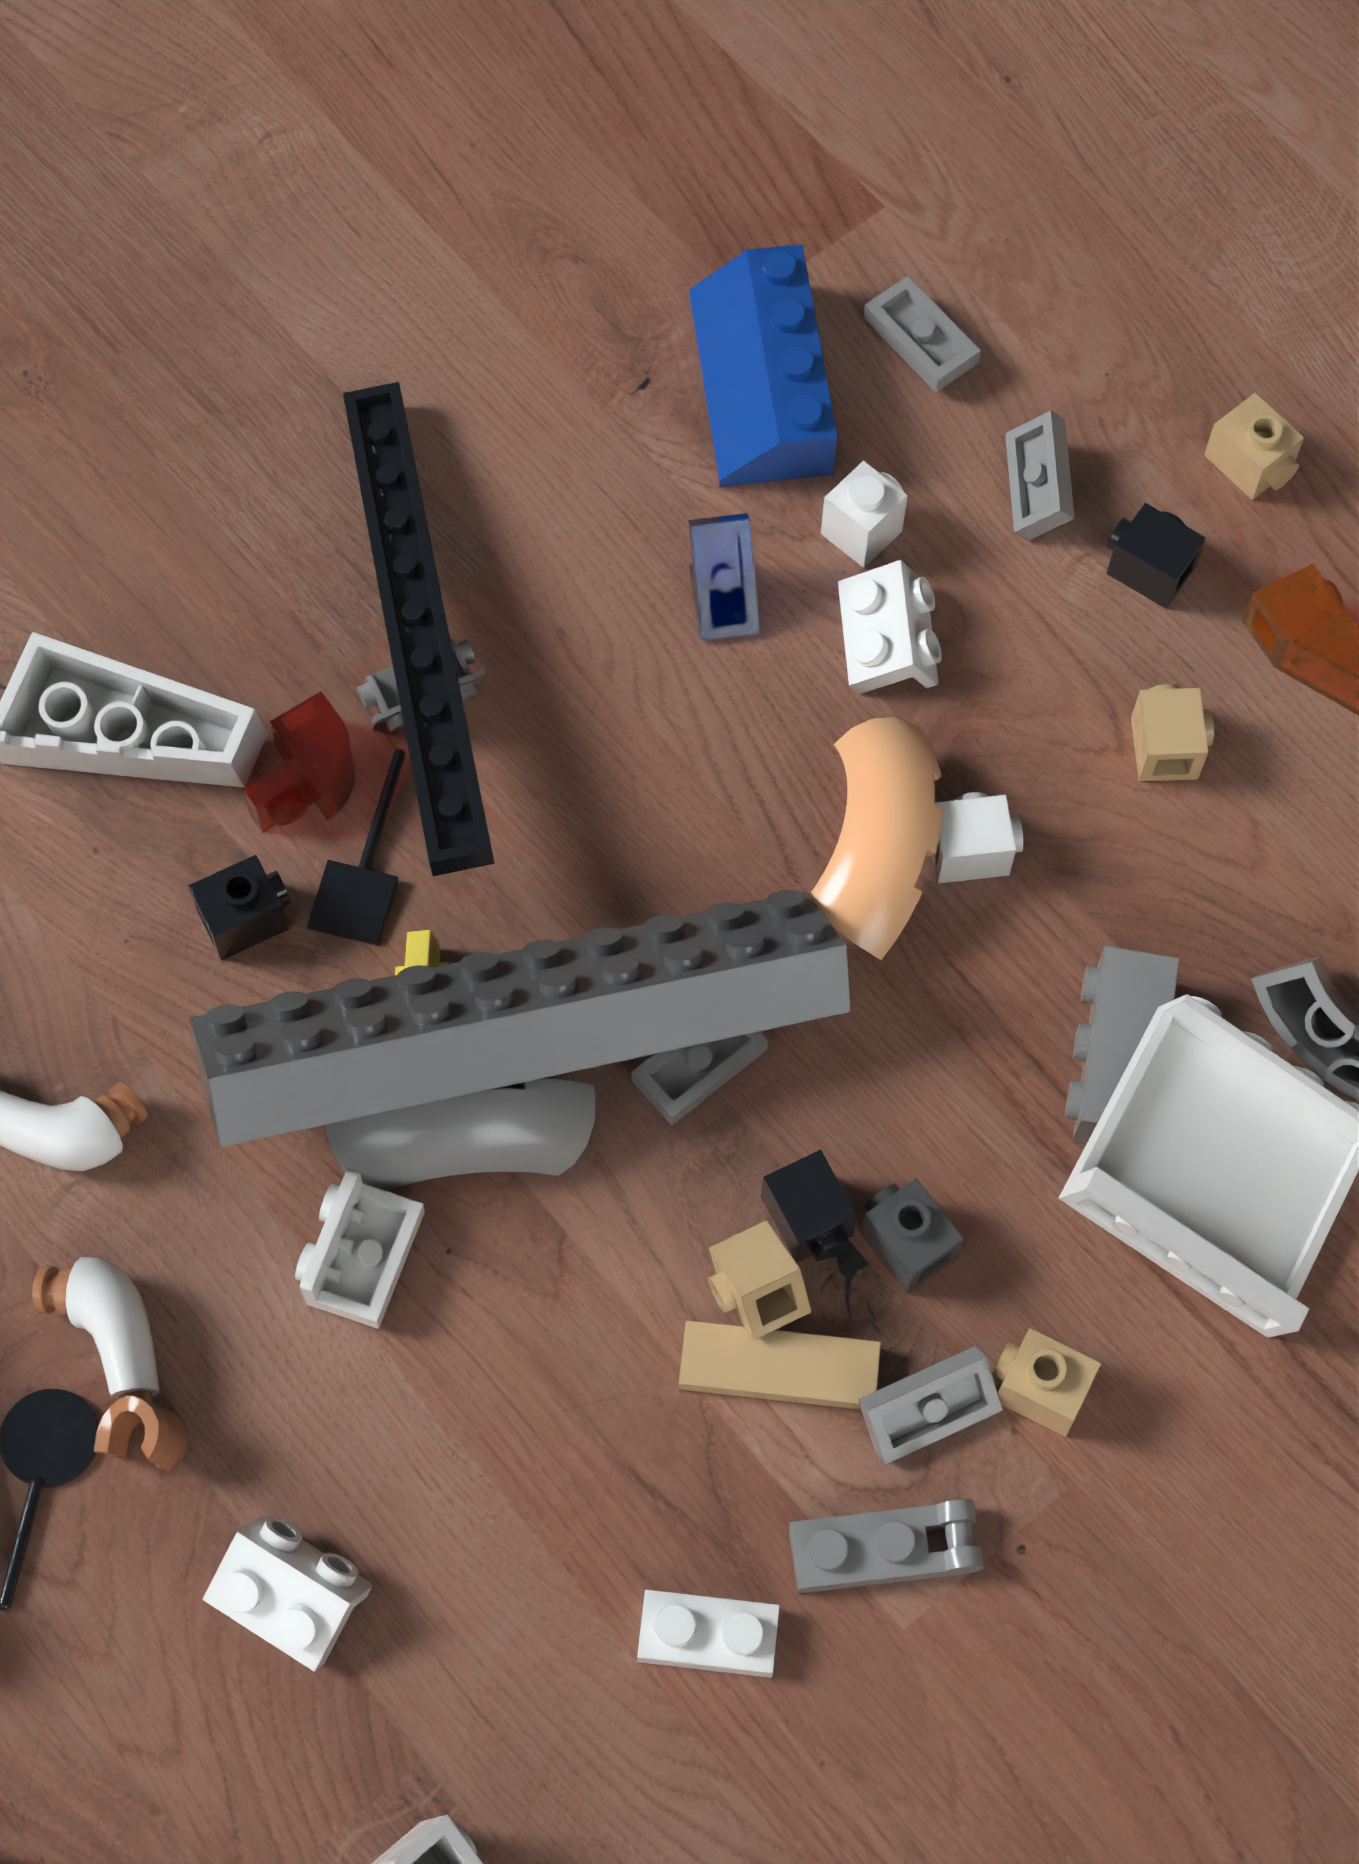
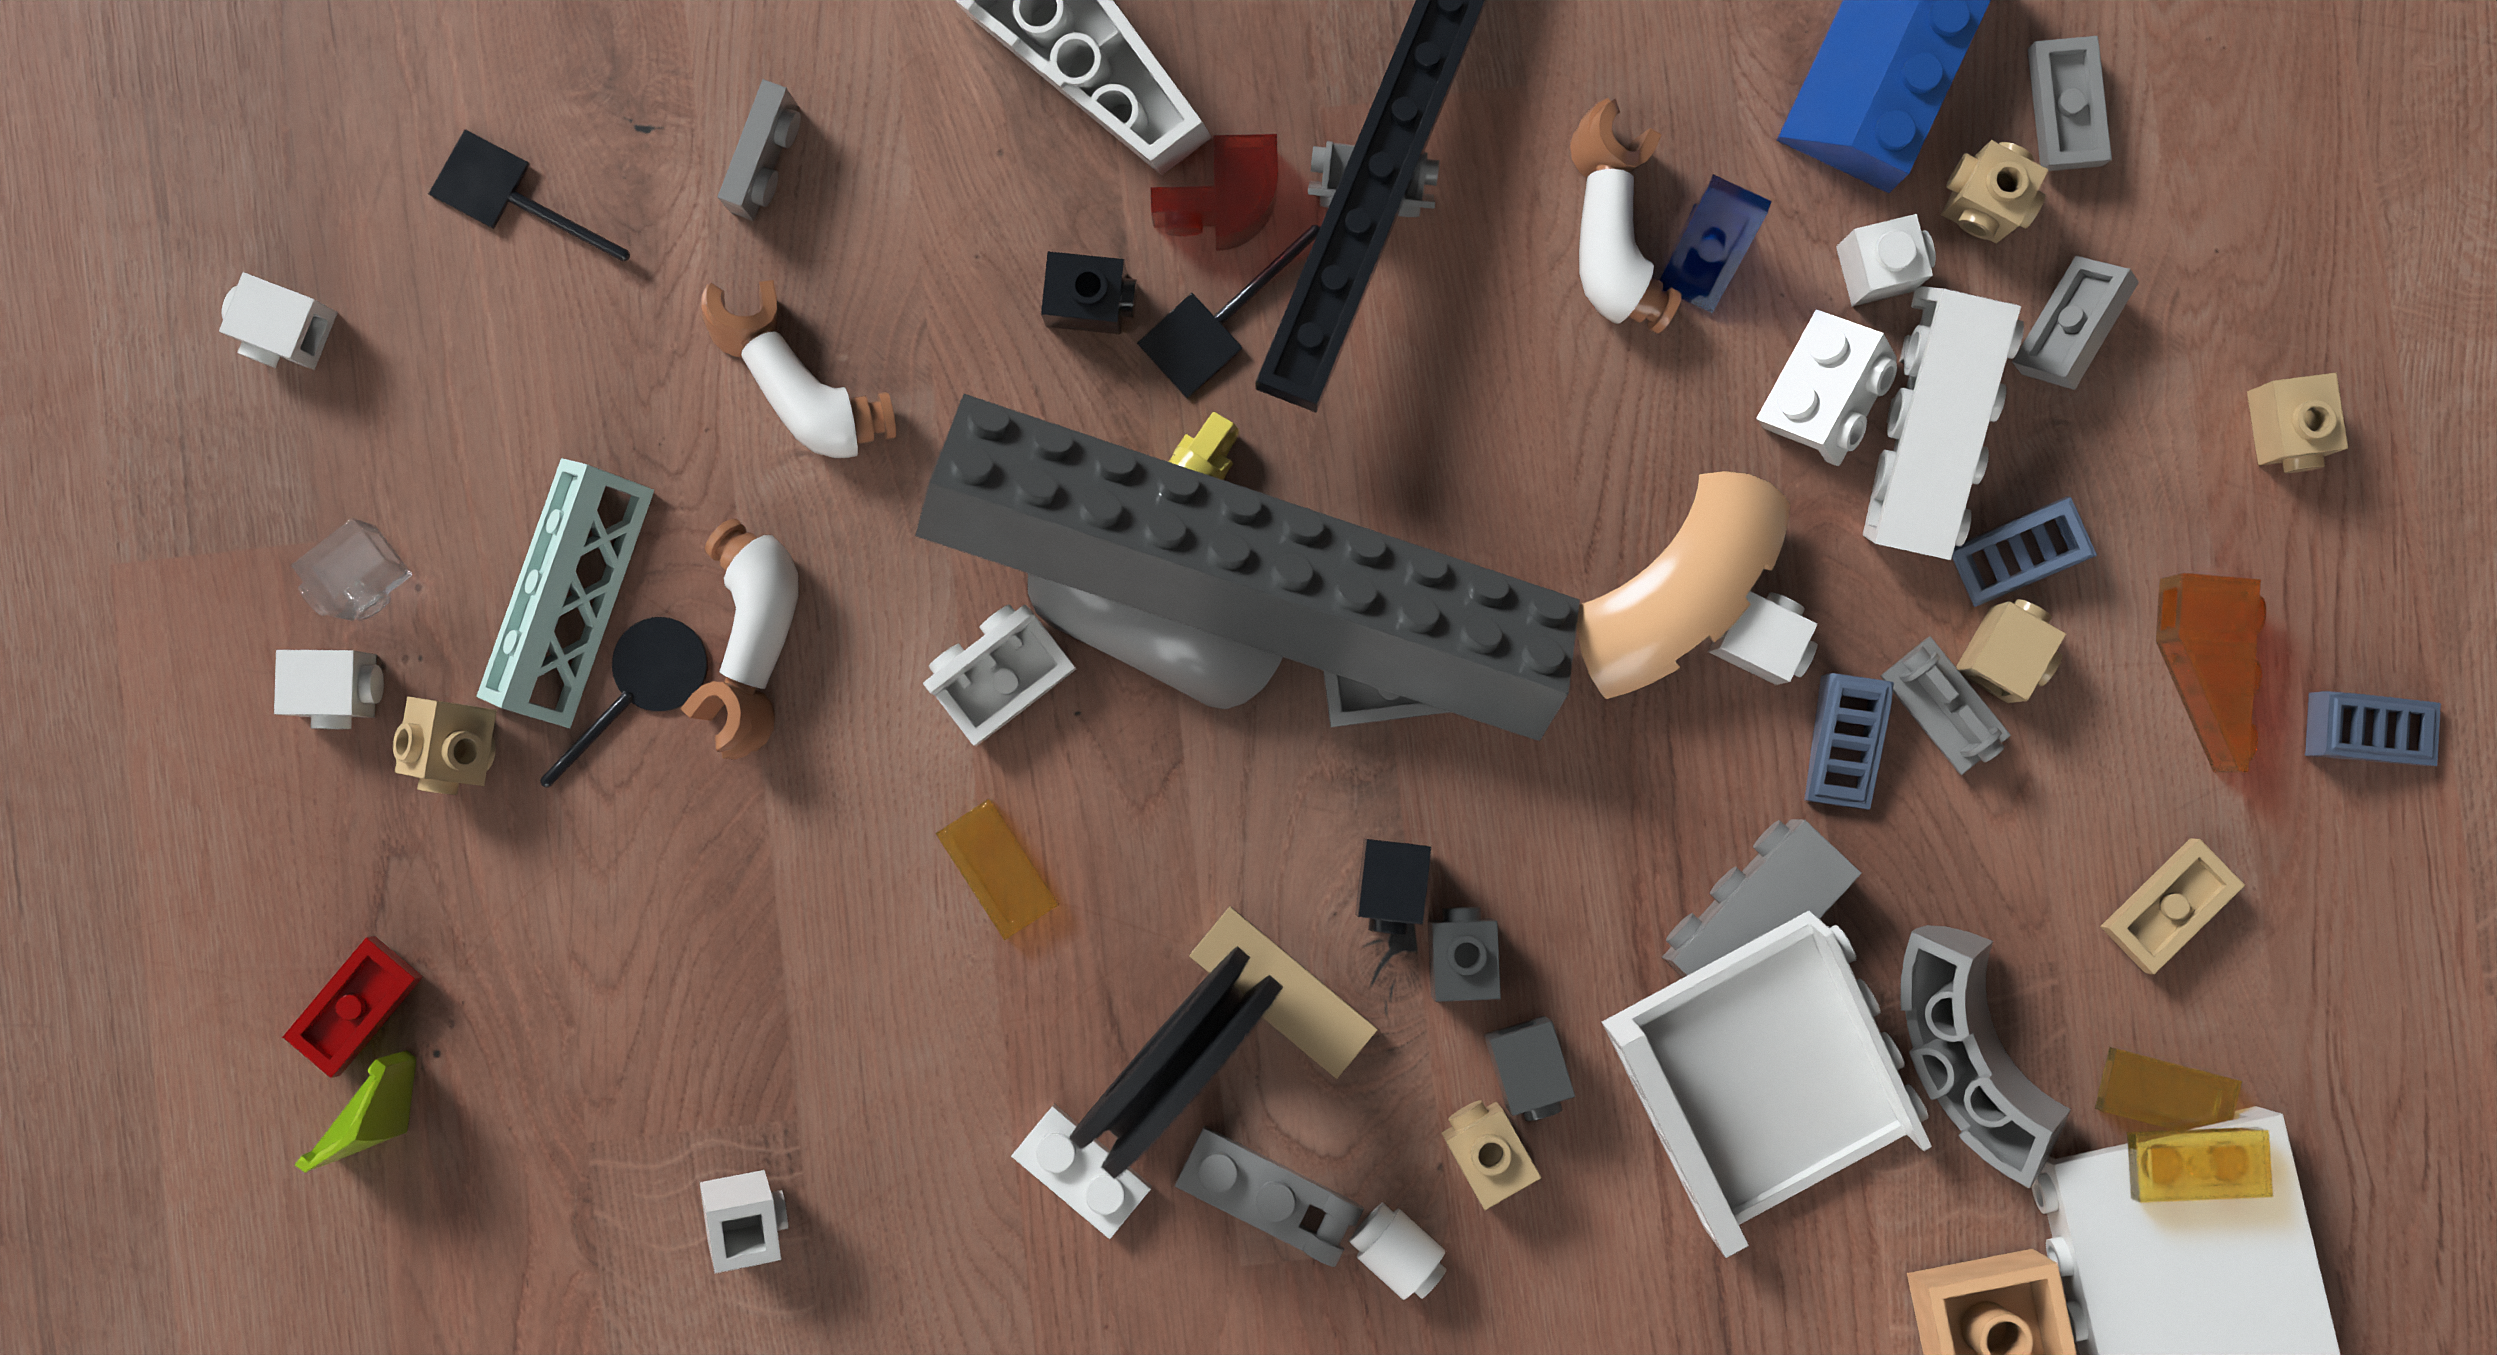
camera: 35 degrees right, 20 degrees up
(286, 1590) = (771, 919): white bracket -> none
(463, 1420) = (997, 869): none -> clear yellow tile
(655, 639) = (1610, 263): none -> piece
(725, 1447) = (1176, 1063): none -> black tyre
(758, 1280) = (1307, 916): tan brick -> none
(911, 420) = (1995, 191): none -> tan brick
(930, 1405) = (1382, 1110): light grey plate -> none
(990, 595) = (1942, 421): none -> white wedge
(1028, 1284) = (1530, 1068): none -> dark grey brick
(1029, 1515) = (1399, 1252): none -> white brick
(1101, 844) = (1871, 744): none -> sand blue slope
(1147, 620) = (2072, 531): none -> sand blue slope
(1151, 806) = (1946, 706): none -> light grey hinge
(1154, 554) = (2125, 468): black brick -> none

